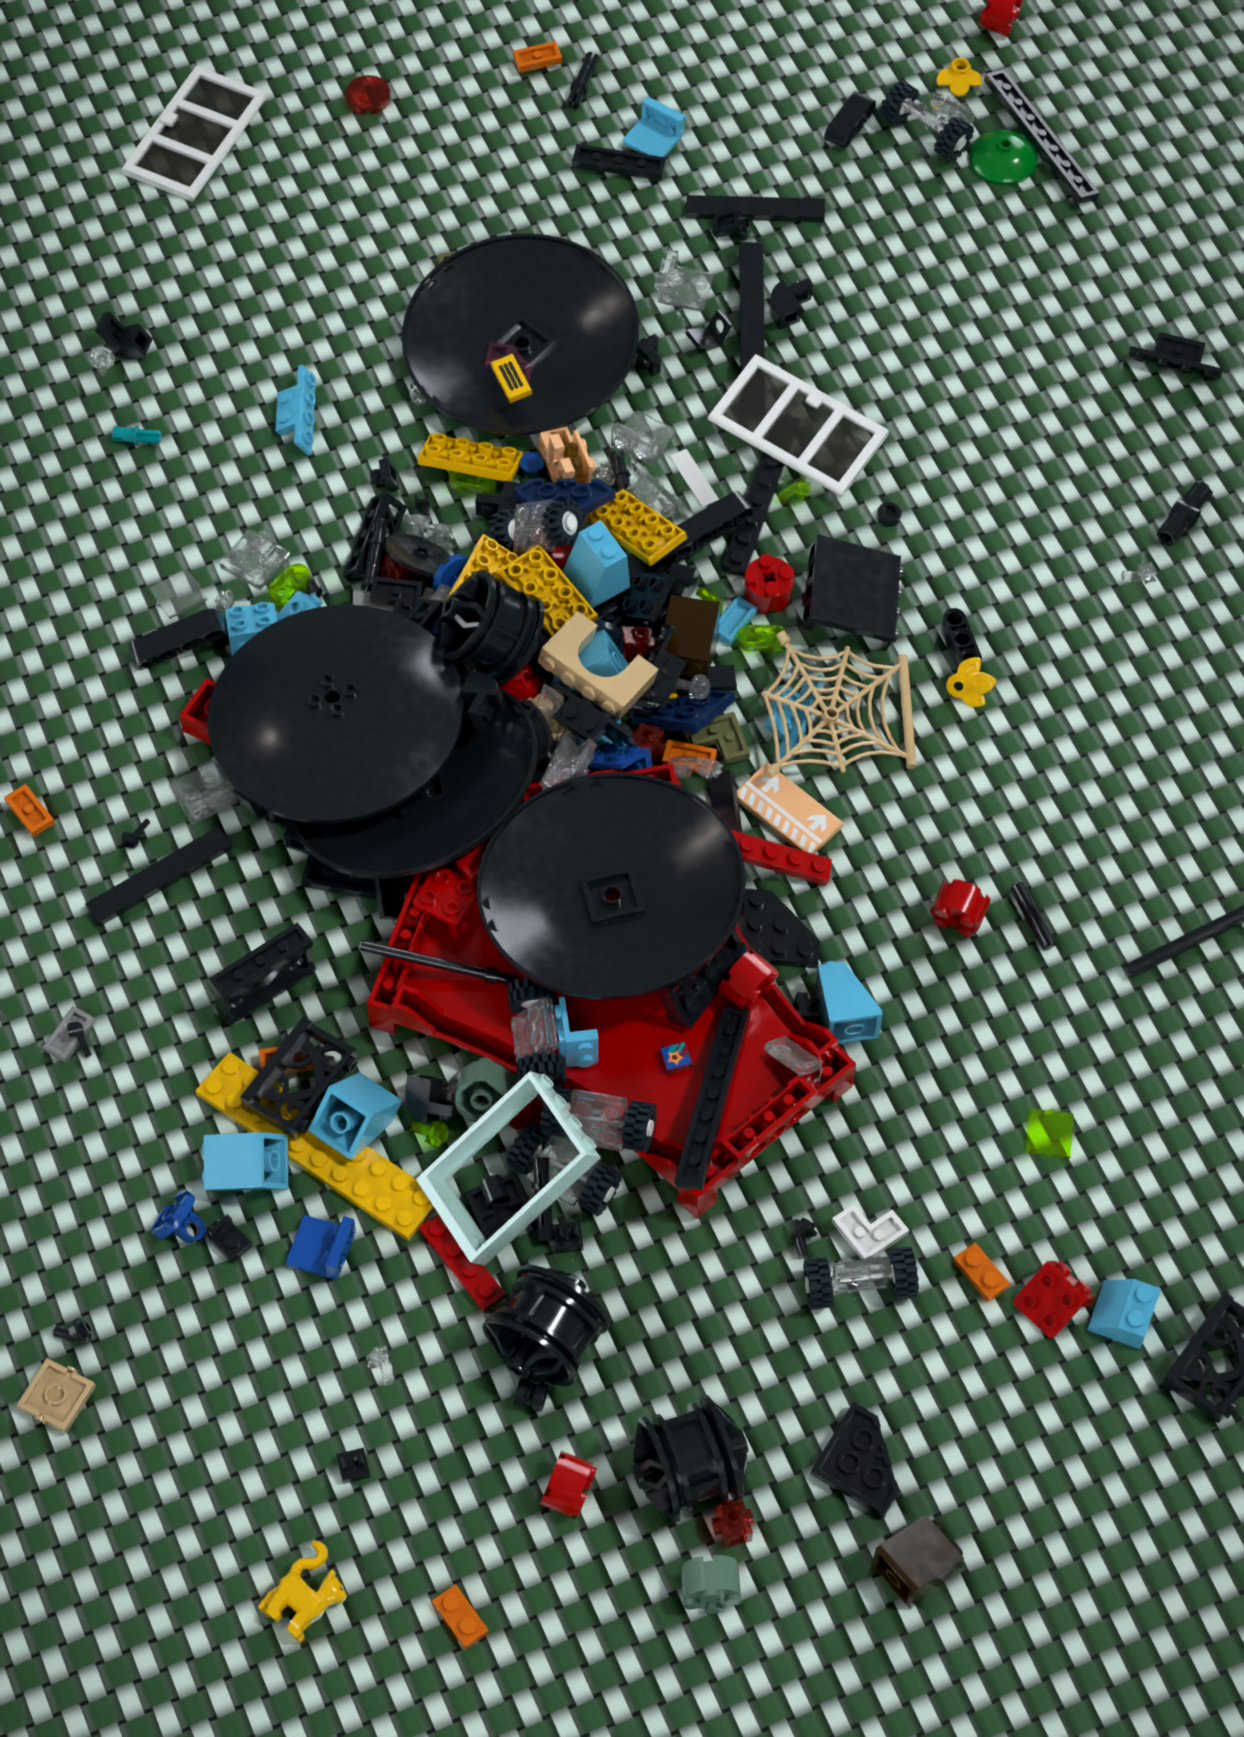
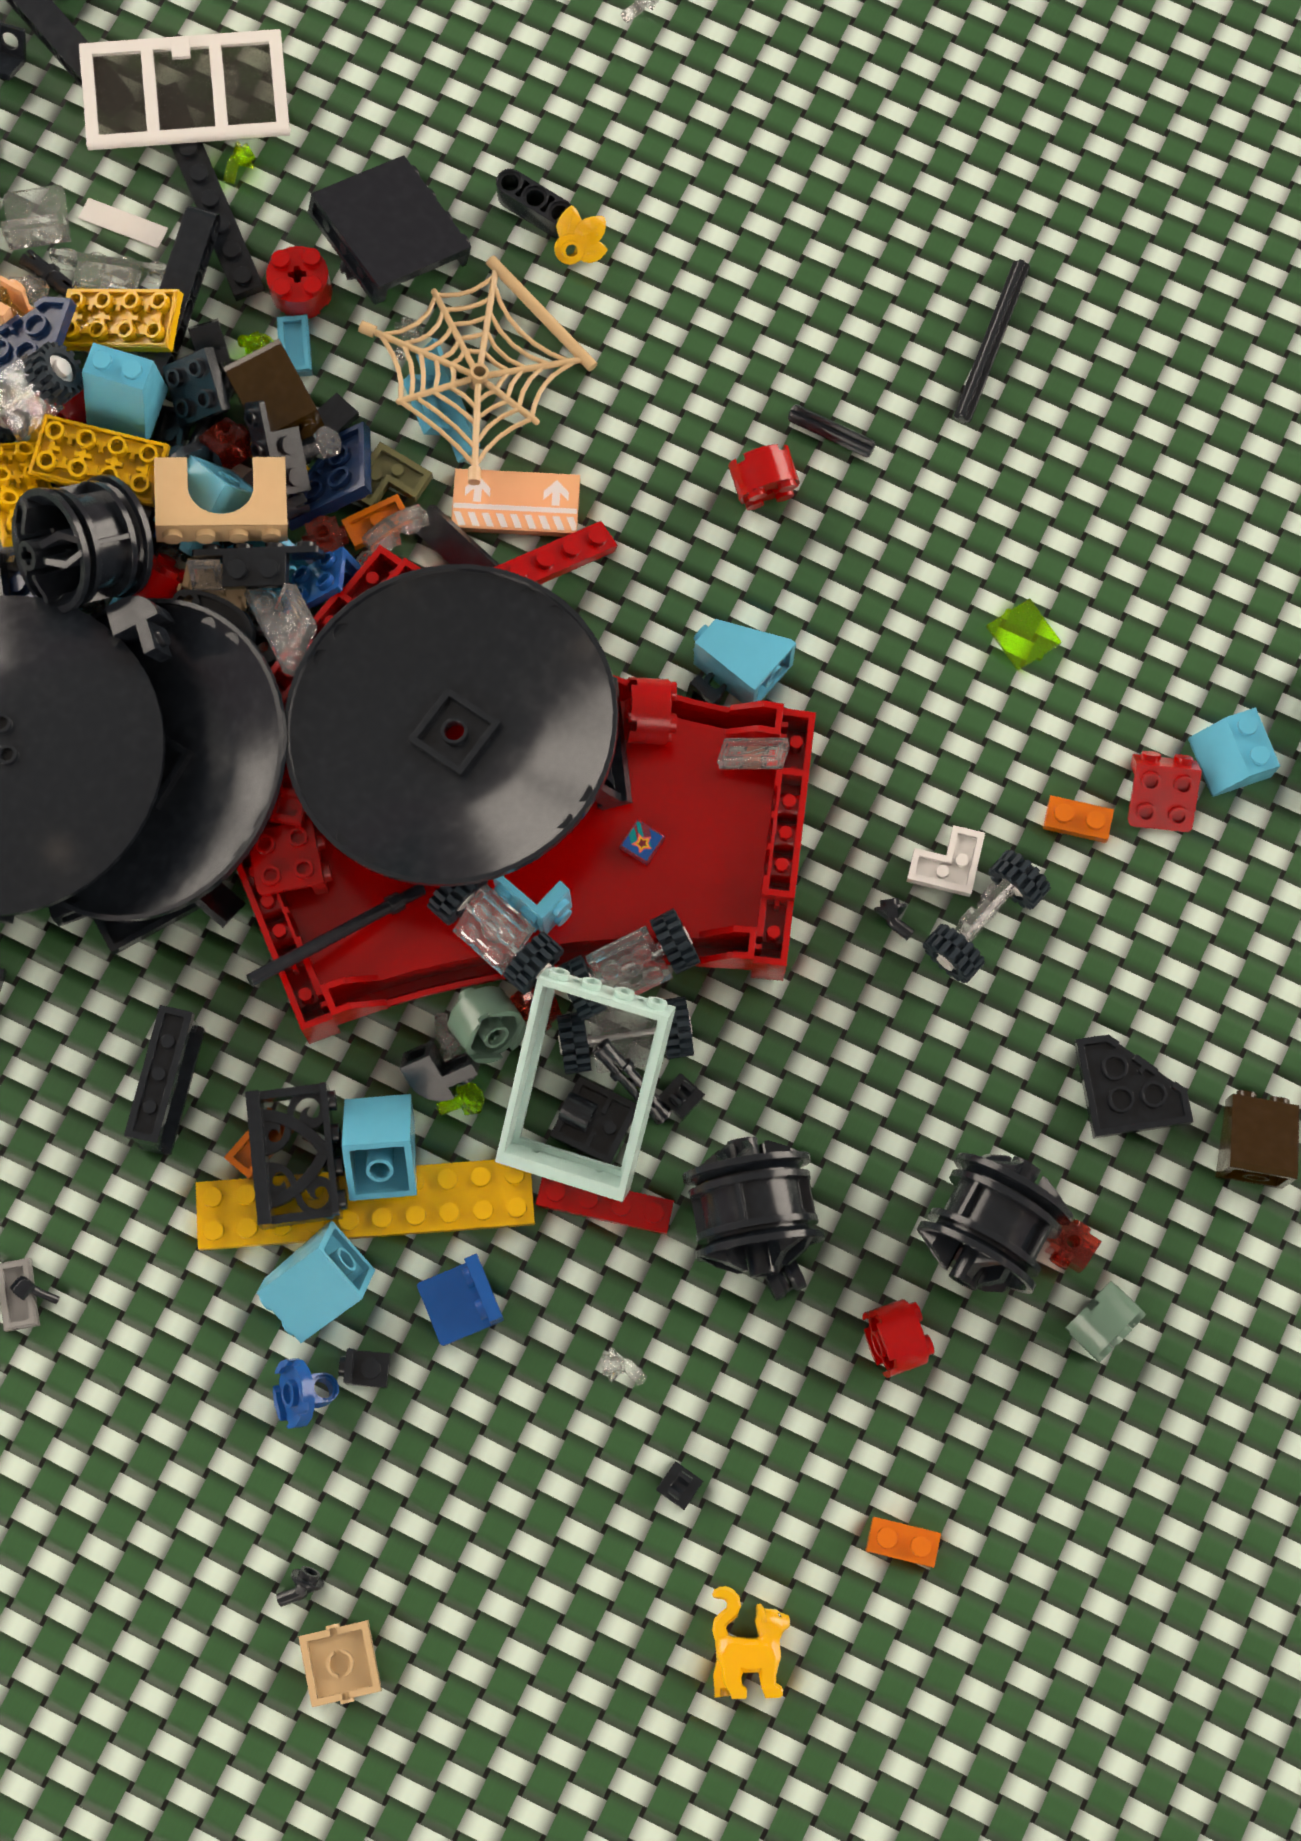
camera: 40 degrees left, 15 degrees up
(712, 1099) = (719, 858): black plate -> none
(761, 637) = (336, 342): clear neon green plate -> none
(777, 932) = (626, 633): black plate -> none
(889, 514) = (349, 119): black tile -> none

